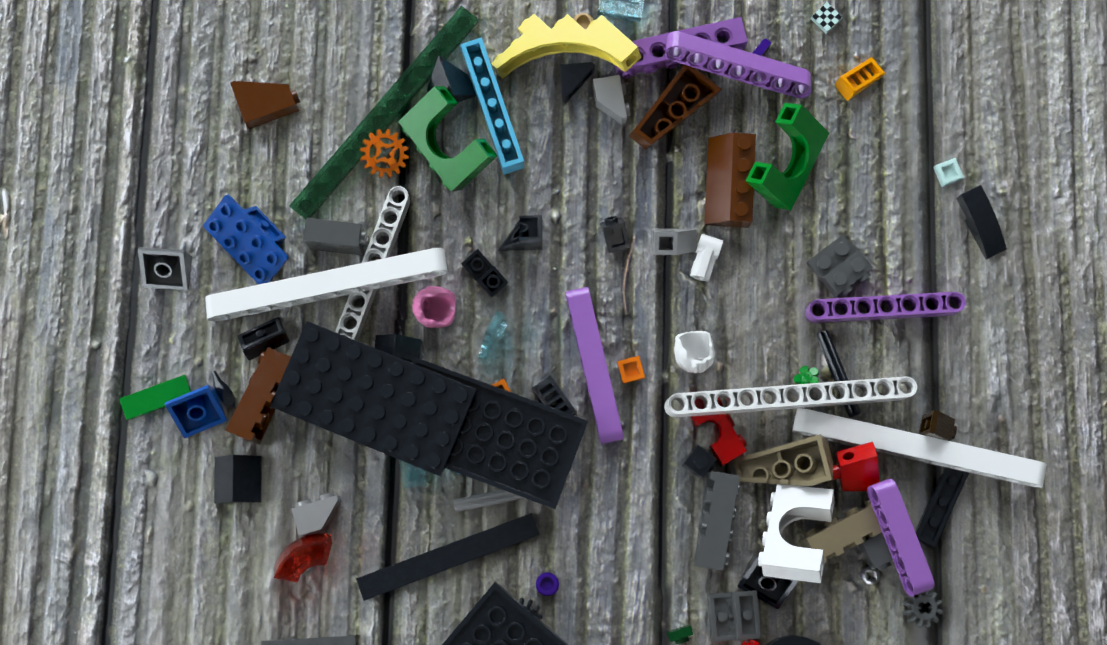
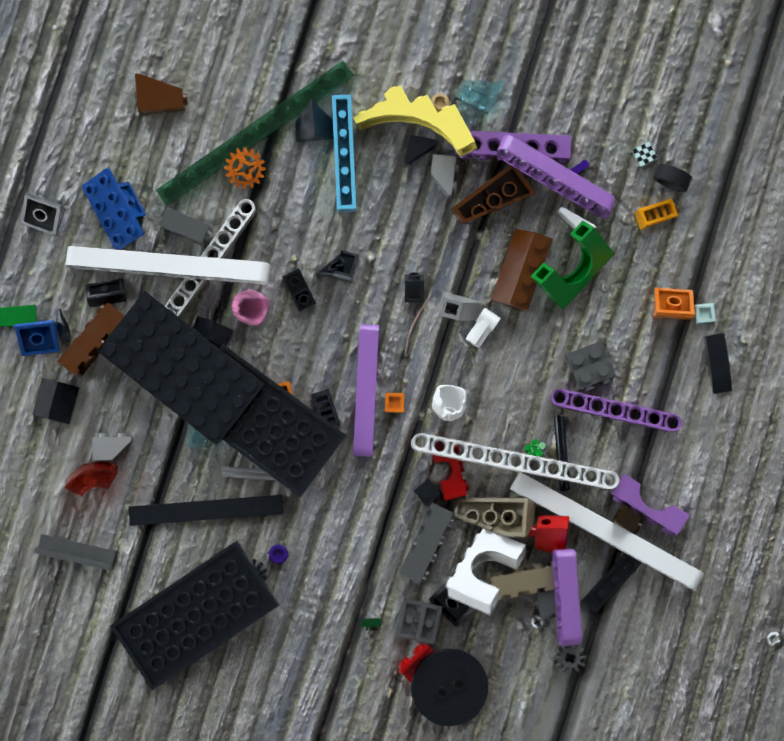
camera: 20 degrees right, 5 degrees up
(421, 126) = (281, 154): green arch -> none
(495, 329) = (296, 338): clear light blue wing -> none
(766, 108) = (571, 218): none -> white slope
(867, 31) = (672, 177): none -> black tyre
(911, 171) = (673, 303): none -> orange slope
(986, 412) = (628, 492): none -> medium lavender arch

